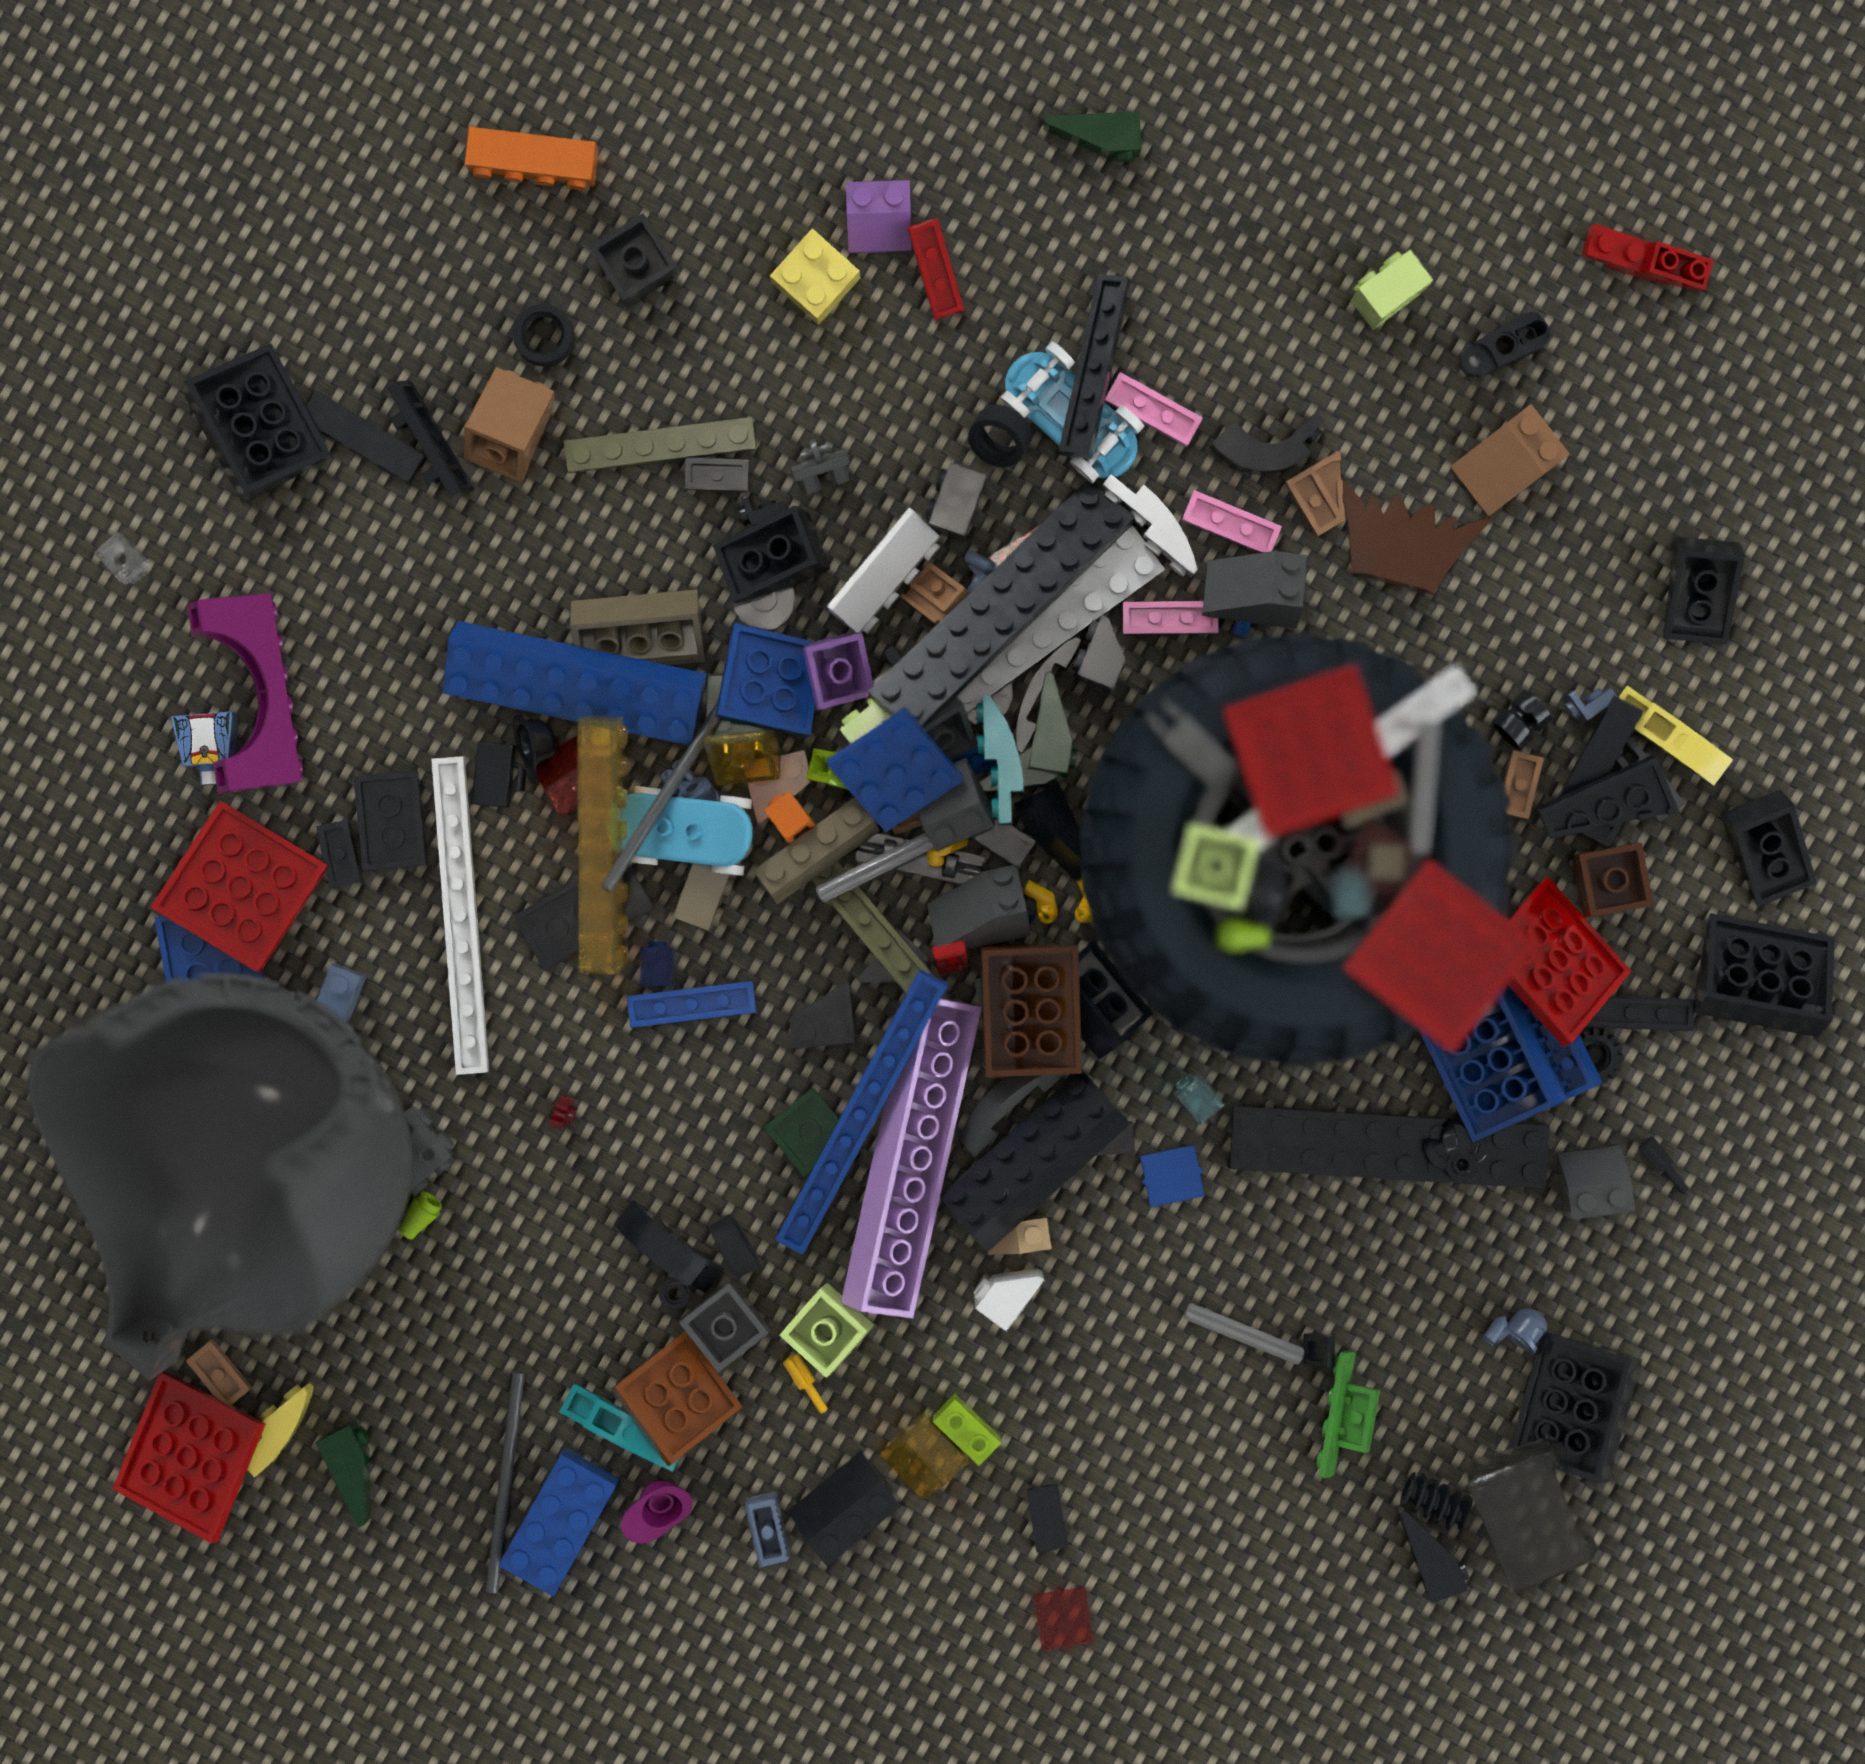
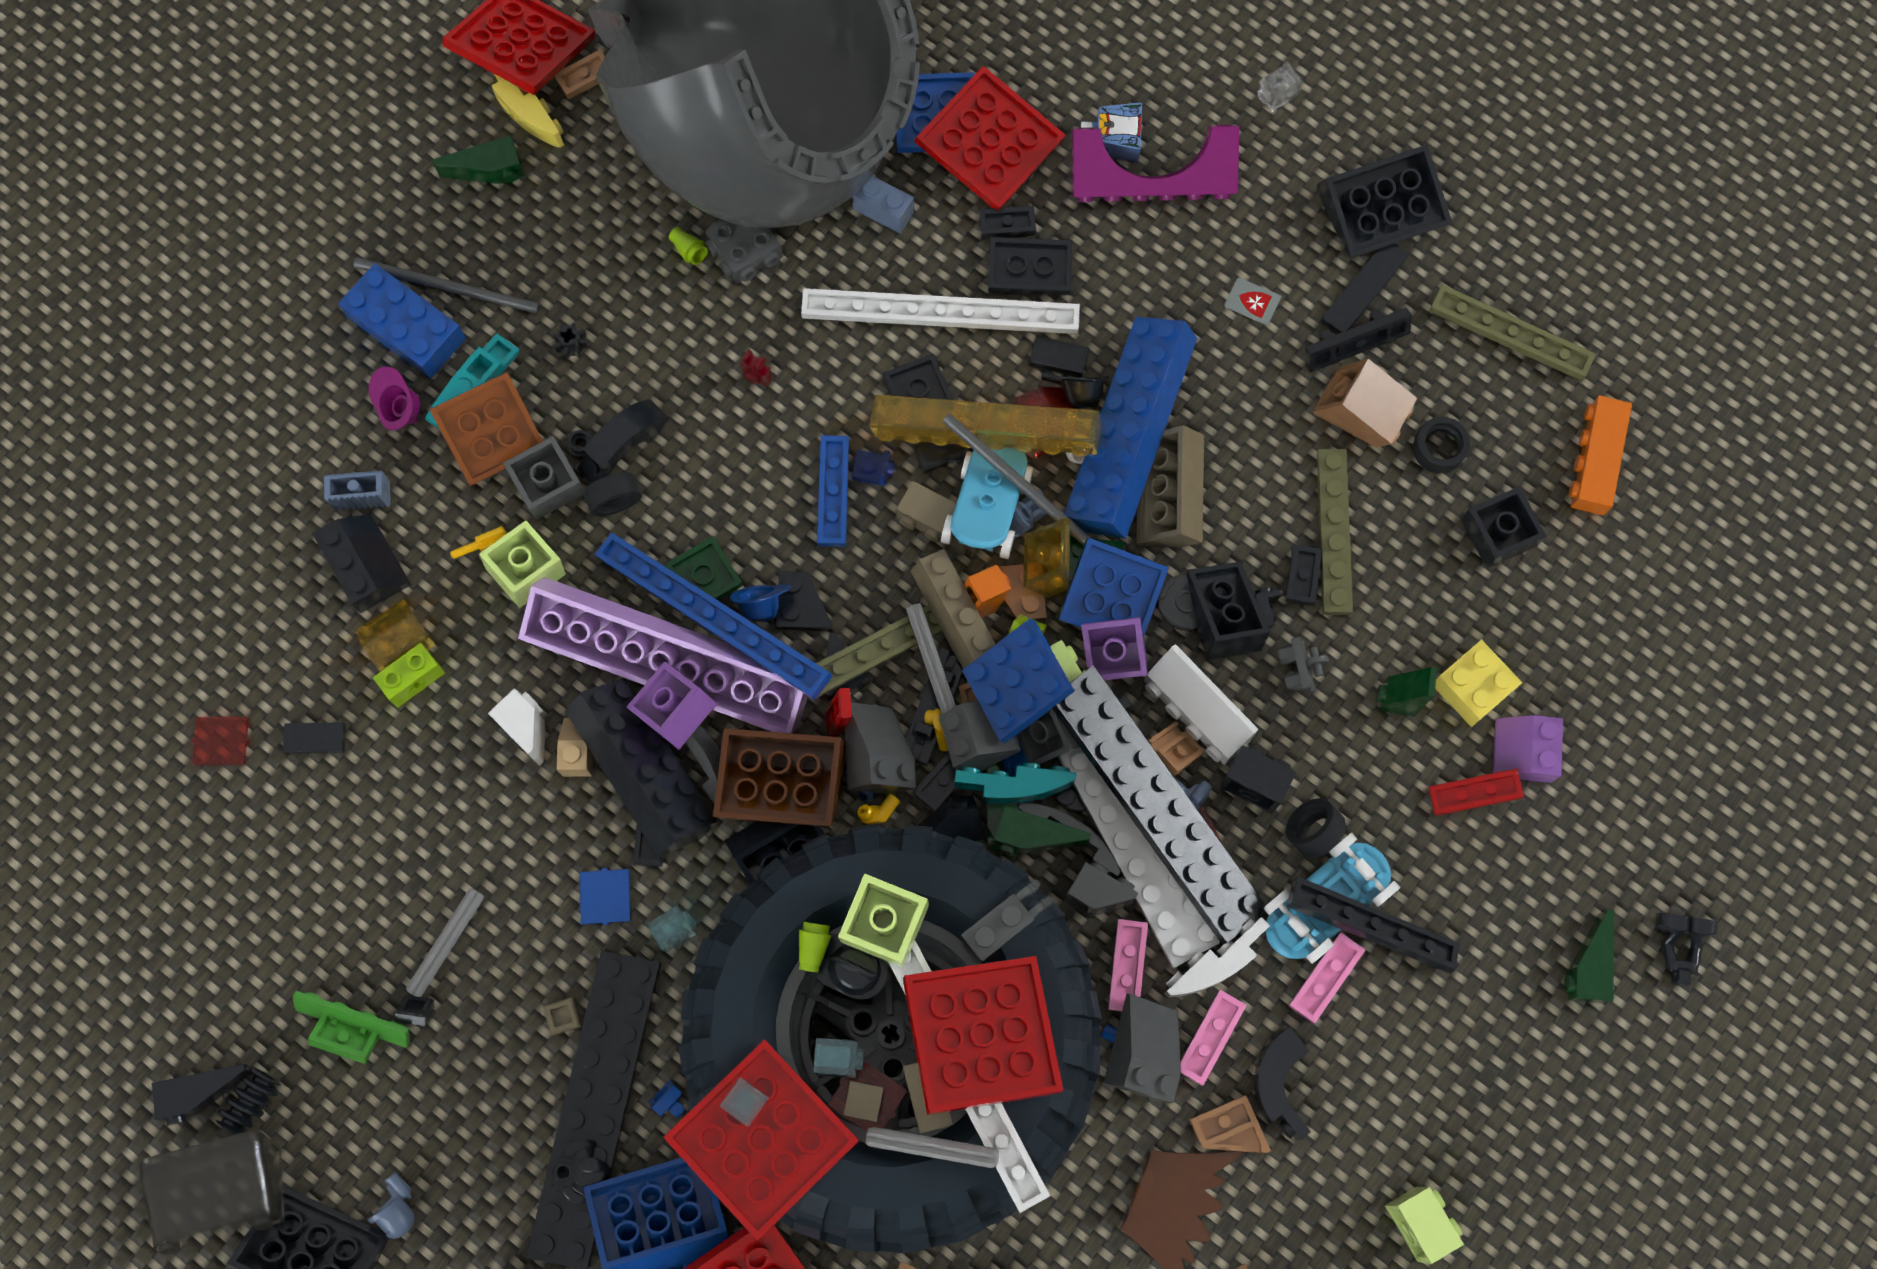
camera: 100 degrees right, 15 degrees down
(395, 562) = (1252, 301): none -> light grey sticker
(396, 265) = (1512, 332): none -> olive plate
(548, 1333) = (568, 334): none -> black gear
(830, 1064) = (759, 601): none -> blue piece
(840, 352) = (1407, 691): none -> dark green slope
(969, 1137) = (671, 705): none -> medium lavender slope
(1048, 47) = (1676, 926): none -> black piece
(1302, 1197) = (562, 1016): none -> dark tan tile
(1372, 1073) = (666, 1099): none -> blue tile
(1409, 977) = (744, 1102): none -> clear light blue plate

